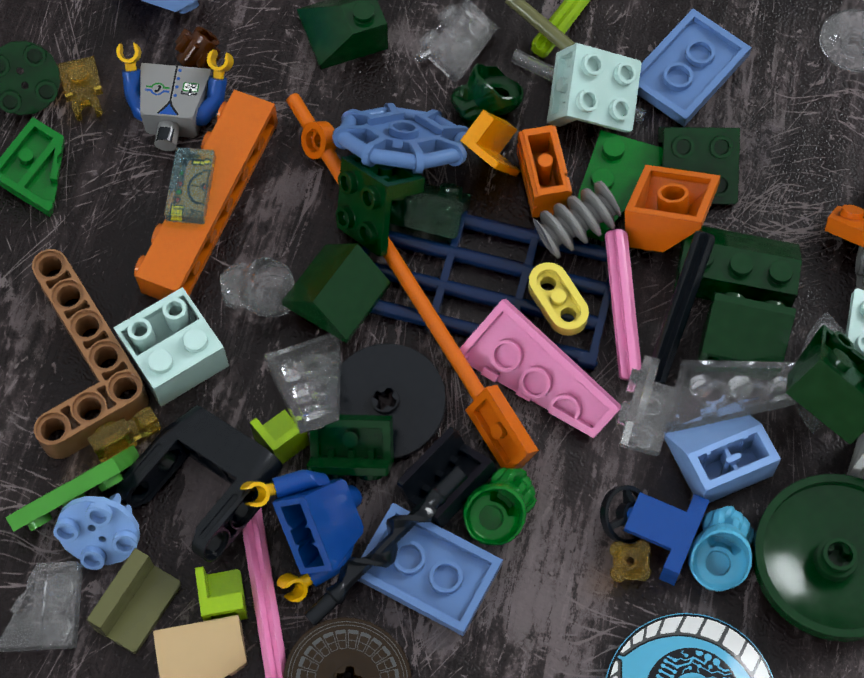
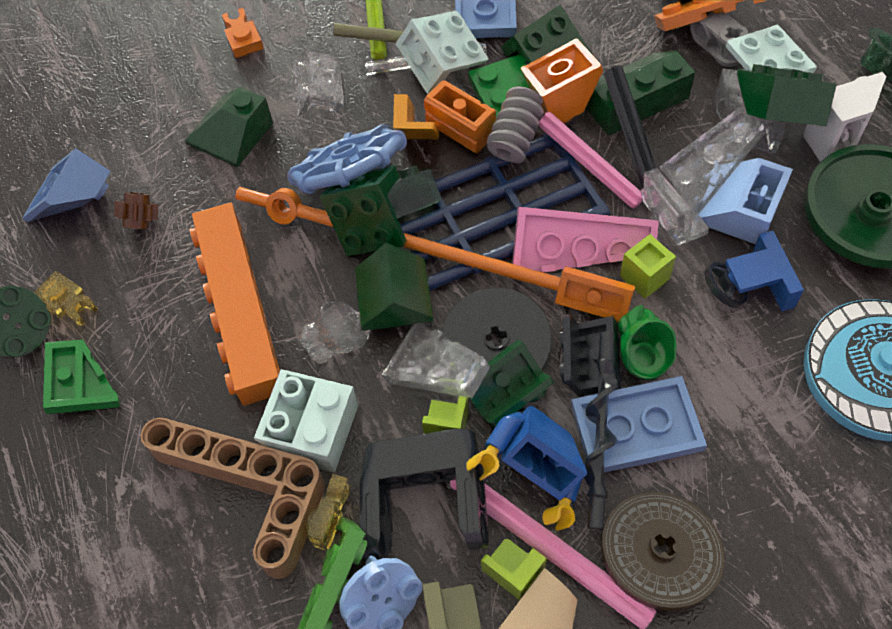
camera: 35 degrees left, 5 degrees down
(173, 98) = (147, 254): torso -> none
(190, 185) = (220, 297): clear light blue tile -> none
(488, 91) = (372, 101): dark green hair -> none
(558, 301) = (549, 185): light yellow plate -> none
(571, 441) = (647, 266): none -> lime panel
(639, 569) = (766, 308): clear yellow plate -> none
(722, 551) = (811, 255): medium azure hair -> none
(745, 329) = (685, 115): dark green slope -> none

